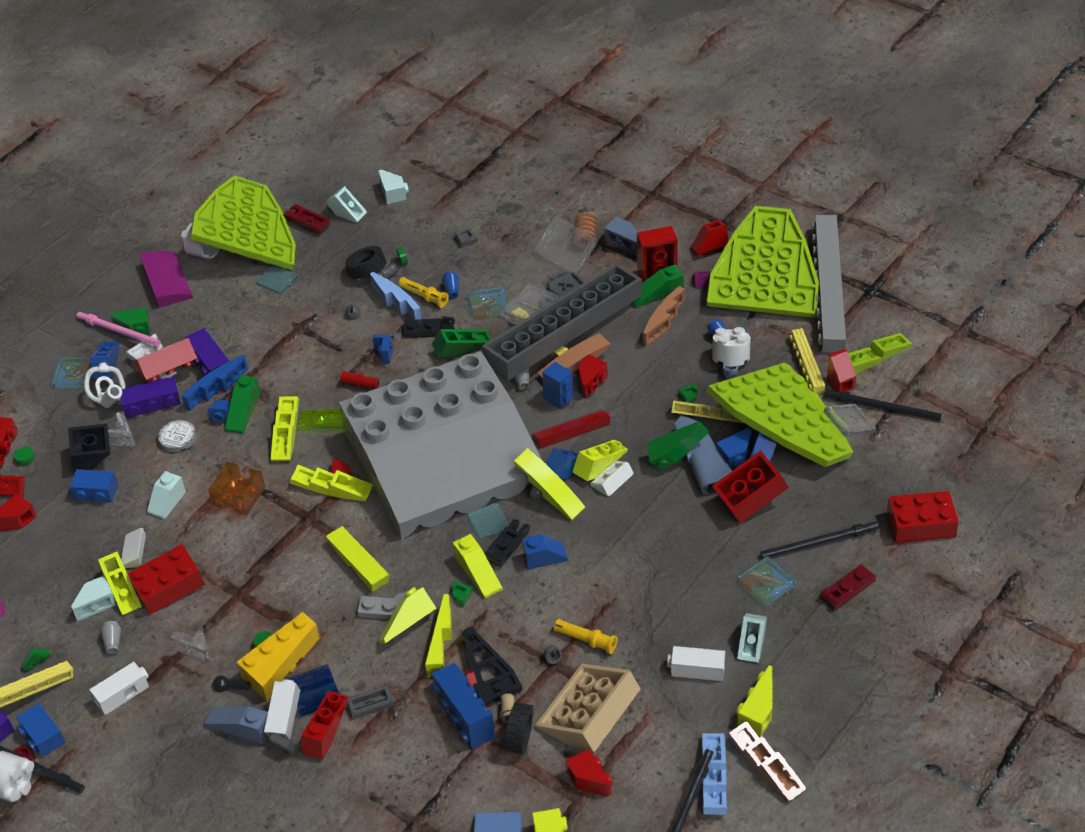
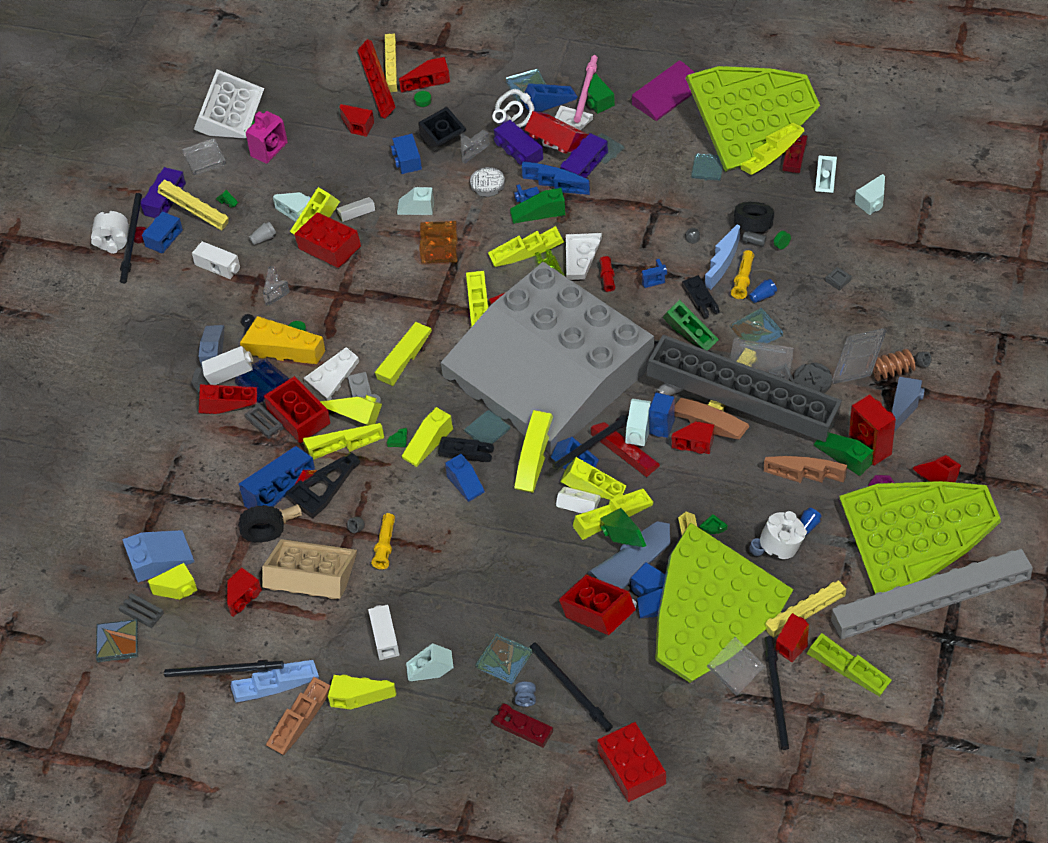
camera: 70 degrees right, 5 degrees up
(294, 228) = (776, 145): none -> neon yellow slope
(320, 392) = (580, 254): none -> white wing
(345, 627) = (329, 376): none -> white wing
(381, 662) = (297, 409): none -> red brick
(546, 417) = (620, 422): none -> black bar
(558, 403) = (638, 422): none -> light aqua slope
(638, 451) = (632, 503): none -> neon yellow slope
(817, 572) = (525, 694): none -> sand blue wheel

